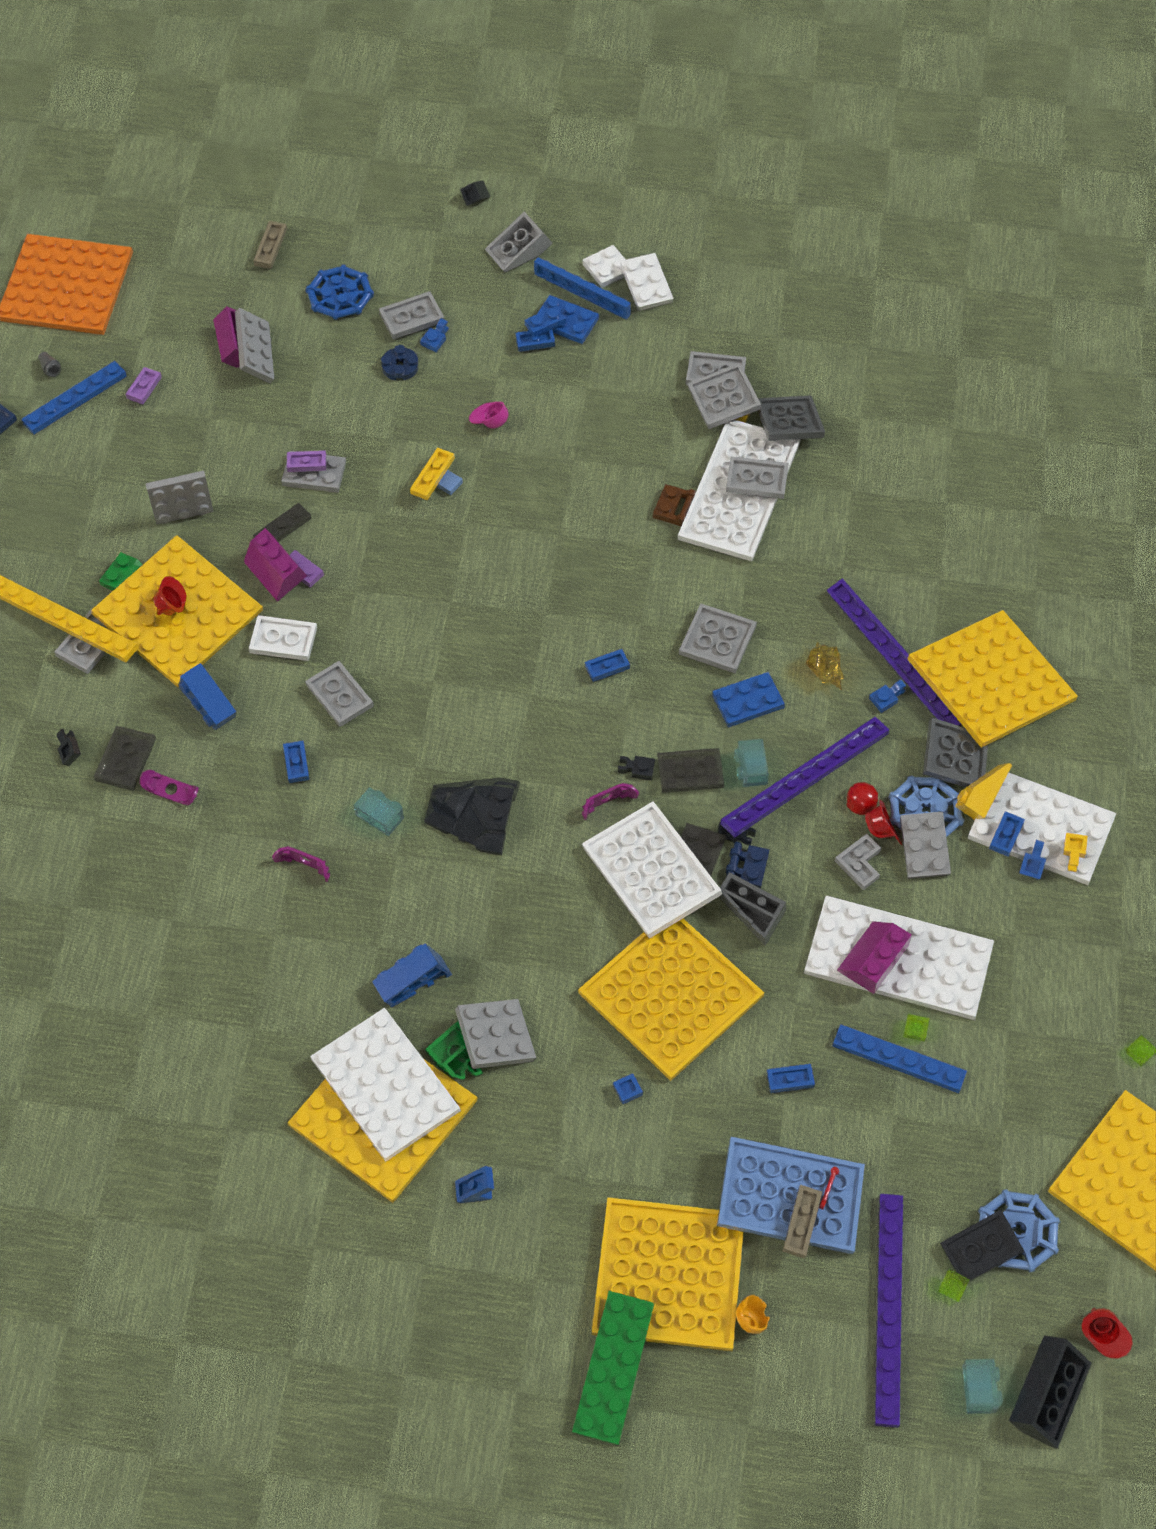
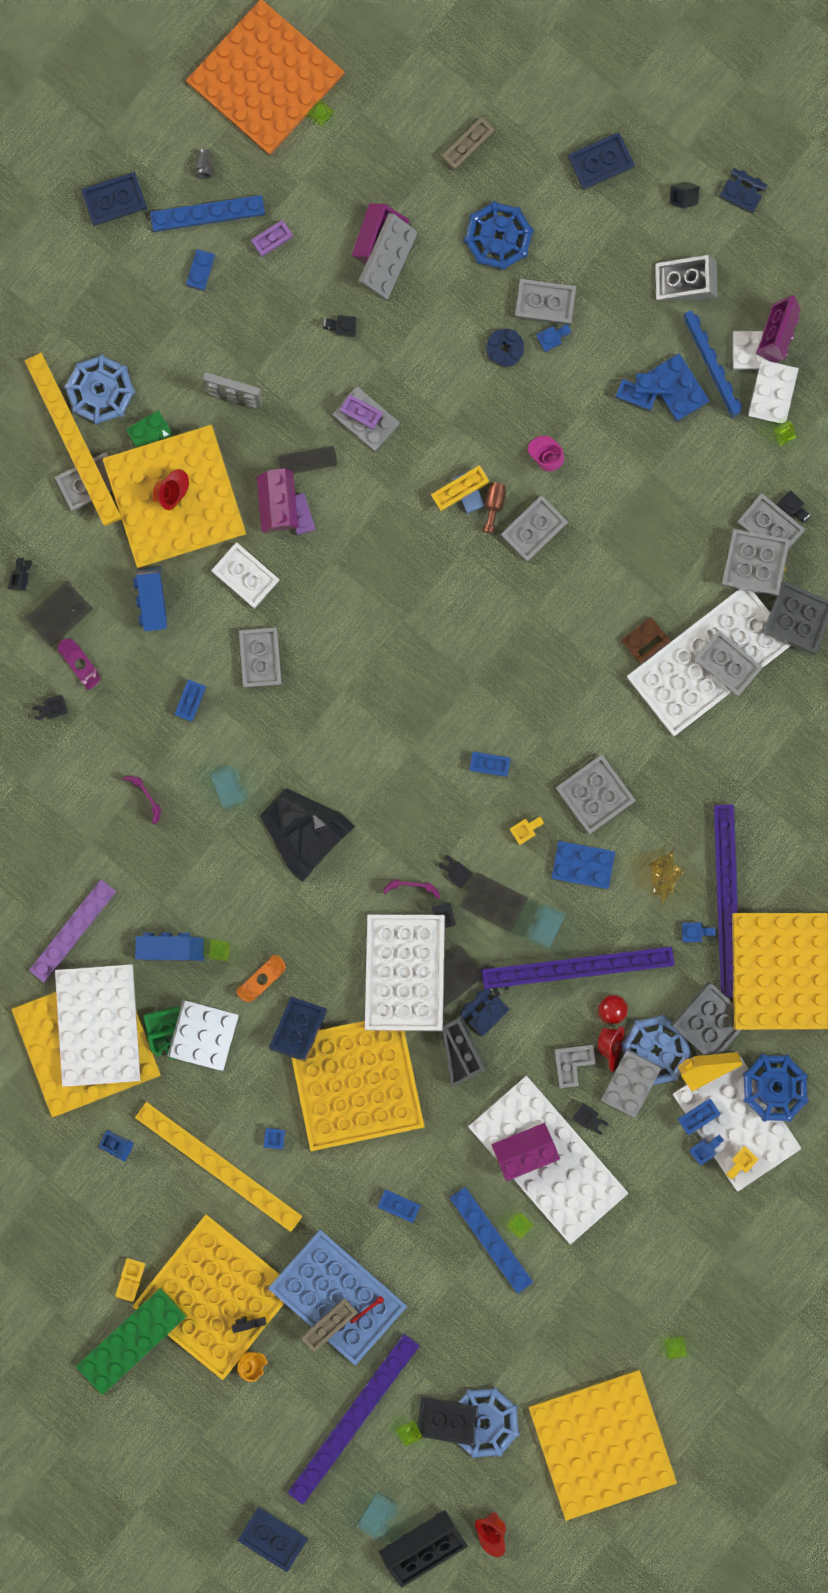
camera: 30 degrees right, 25 degrees up
(60, 576) = (98, 378): none -> medium blue plate
(93, 439) = (200, 270): none -> blue plate
(129, 284) = (320, 112): none -> clear neon green plate
(167, 837) = (53, 707): none -> black plate
(248, 415) = (344, 325): none -> black plate
(305, 1019) = (72, 931): none -> medium lavender plate
(389, 204) = (601, 161): none -> dark blue plate
(461, 953) = (219, 950): none -> clear neon green plate
(470, 472) = (494, 502): none -> copper piece
(517, 473) = (534, 528): none -> light grey plate
(520, 174) = (741, 196): none -> dark blue plate
(523, 942) = (251, 989): none -> orange piece
(573, 1311) = (130, 1280): none -> yellow slope
(584, 973) = (298, 1029): none -> dark blue plate
(590, 1148) = (218, 1166): none -> yellow plate
(618, 233) = (779, 329): none -> magenta slope
(650, 796) = (445, 909): none -> black panel
(677, 303) = (784, 432): none -> clear neon green plate
(677, 699) = (524, 831): none -> yellow plate
(717, 1275) = (243, 1324): none -> black plate
(725, 348) = (792, 504): none -> black plate
(894, 1481) = (272, 1539): none -> dark blue plate
(907, 899) = (587, 1116): none -> black plate
(1067, 767) = (768, 1095): none -> blue plate

